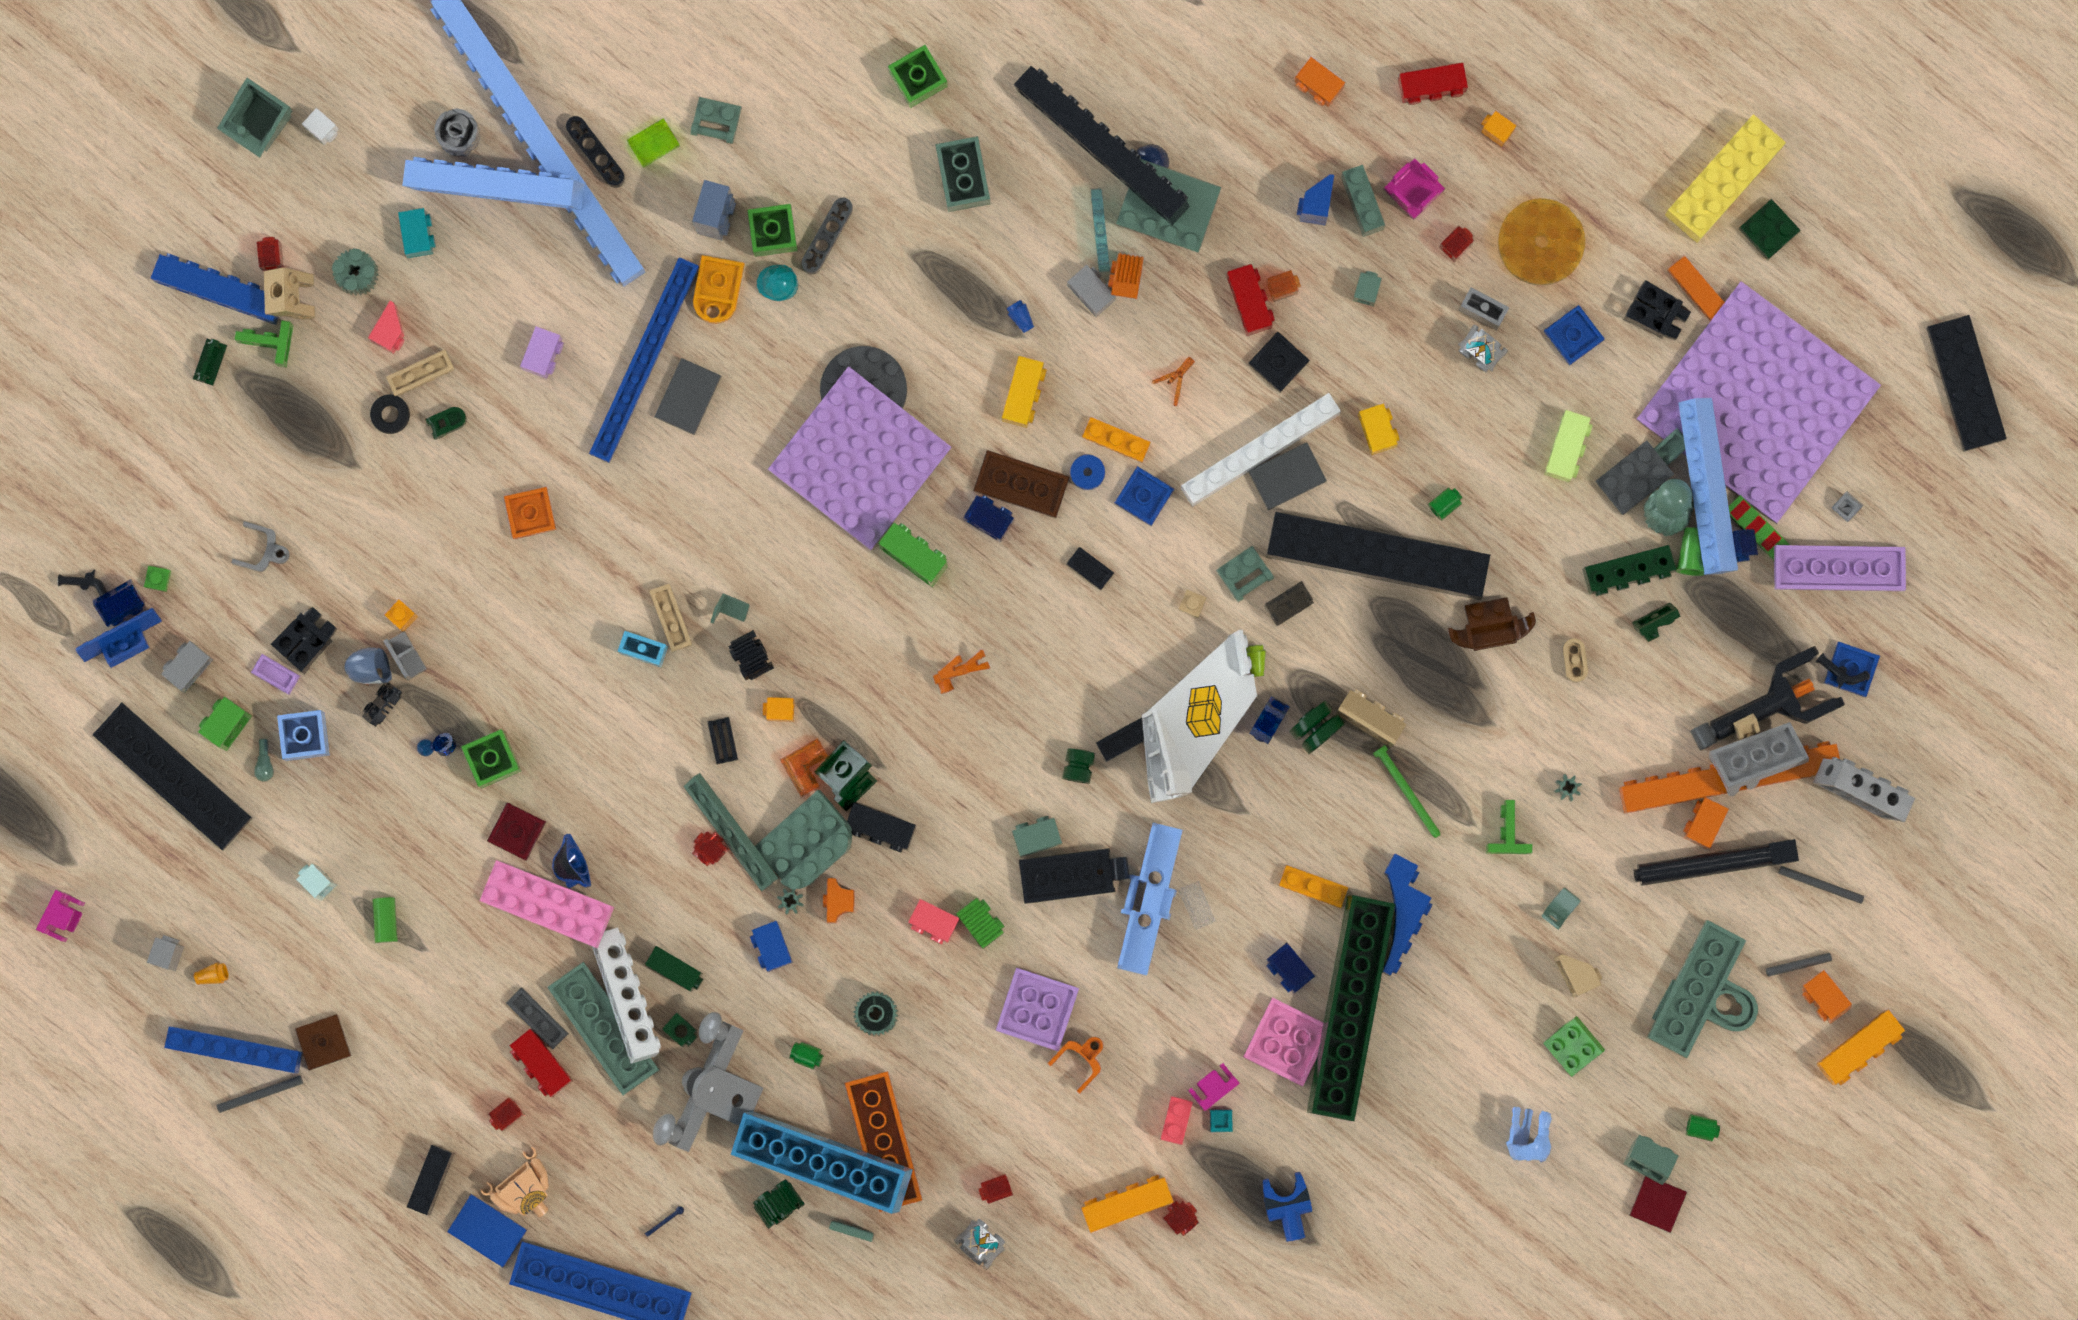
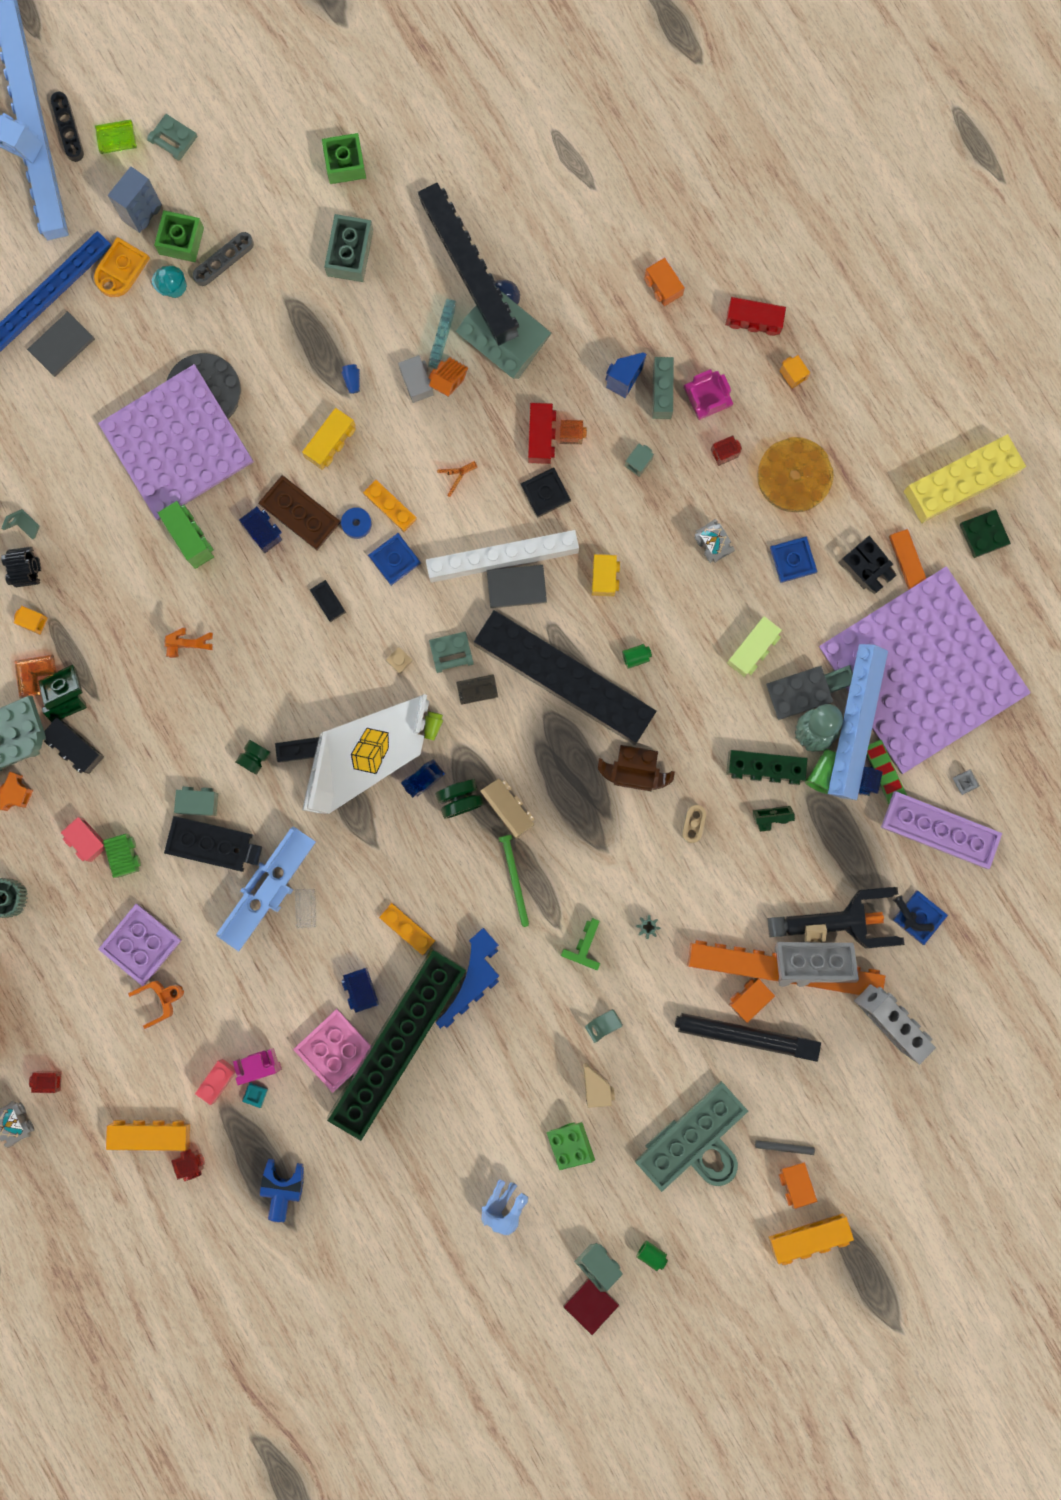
camera: 15 degrees right, 0 degrees up
(1483, 309) = (727, 510): light grey brick -> none
(1821, 884) = (828, 1087): dark grey bar -> none

